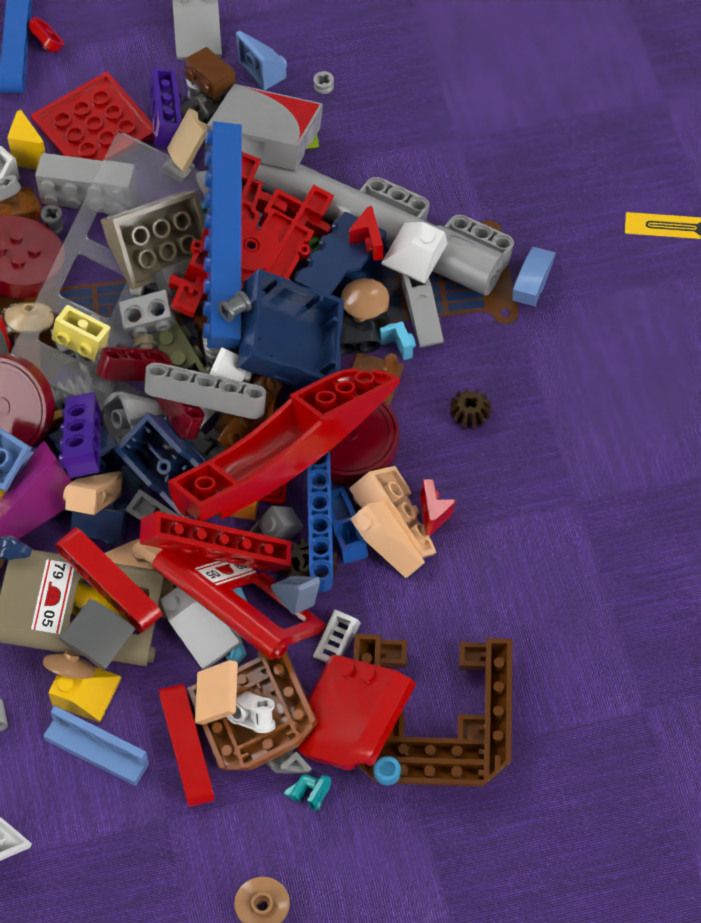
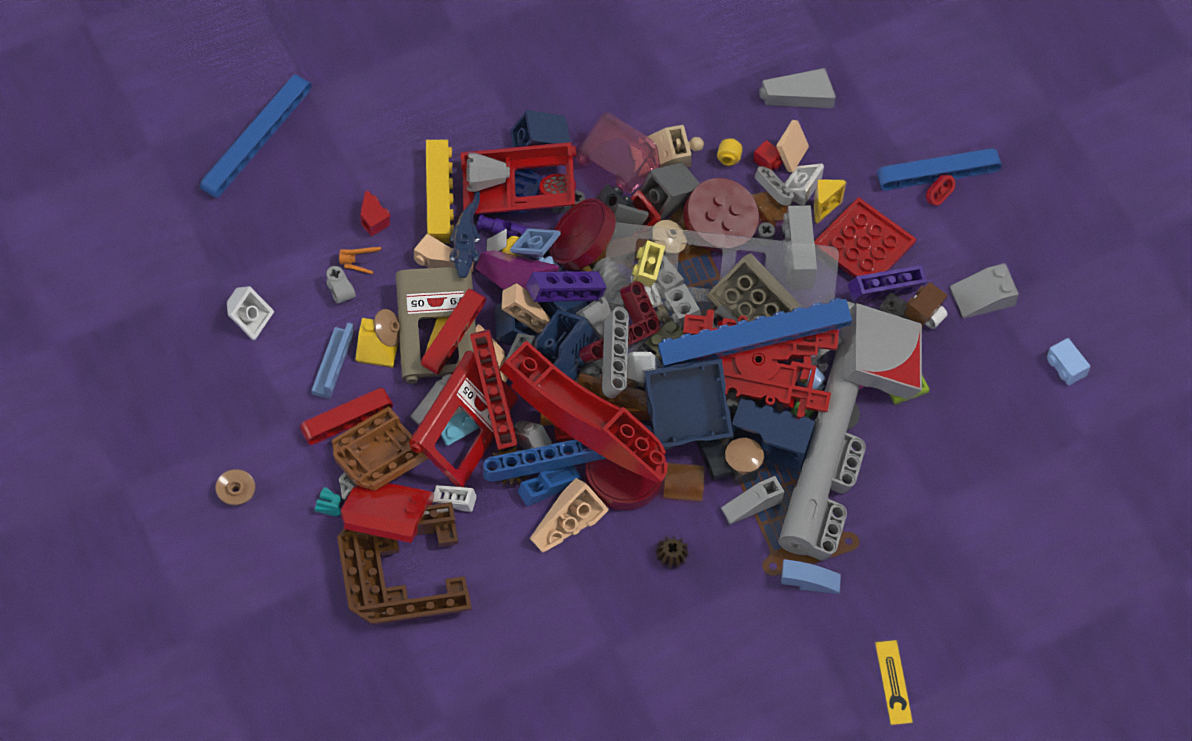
camera: 70 degrees right, 0 degrees up
(97, 633) = (411, 335): dark grey slope -> none
(187, 140) = (851, 296): tan slope -> none
(216, 692) = (380, 419): light nougat tile -> none
(234, 306) = (685, 351): dark grey bush -> none
(253, 712) = (372, 446): white piece -> none
(260, 61) = (957, 342): medium blue slope -> none
(297, 592) = (475, 456): sand blue slope -> none
(324, 88) = (951, 395): light grey bush -> none
(367, 231) = (795, 438): red slope -> none
(387, 537) = (541, 506): light nougat slope -> none
(387, 771) = (345, 541): dark azure tile -> none
(399, 334) = (723, 493): medium azure bracket -> none
(416, 250) = (792, 479): white slope -> none
(434, 511) = (572, 541): red slope -> none

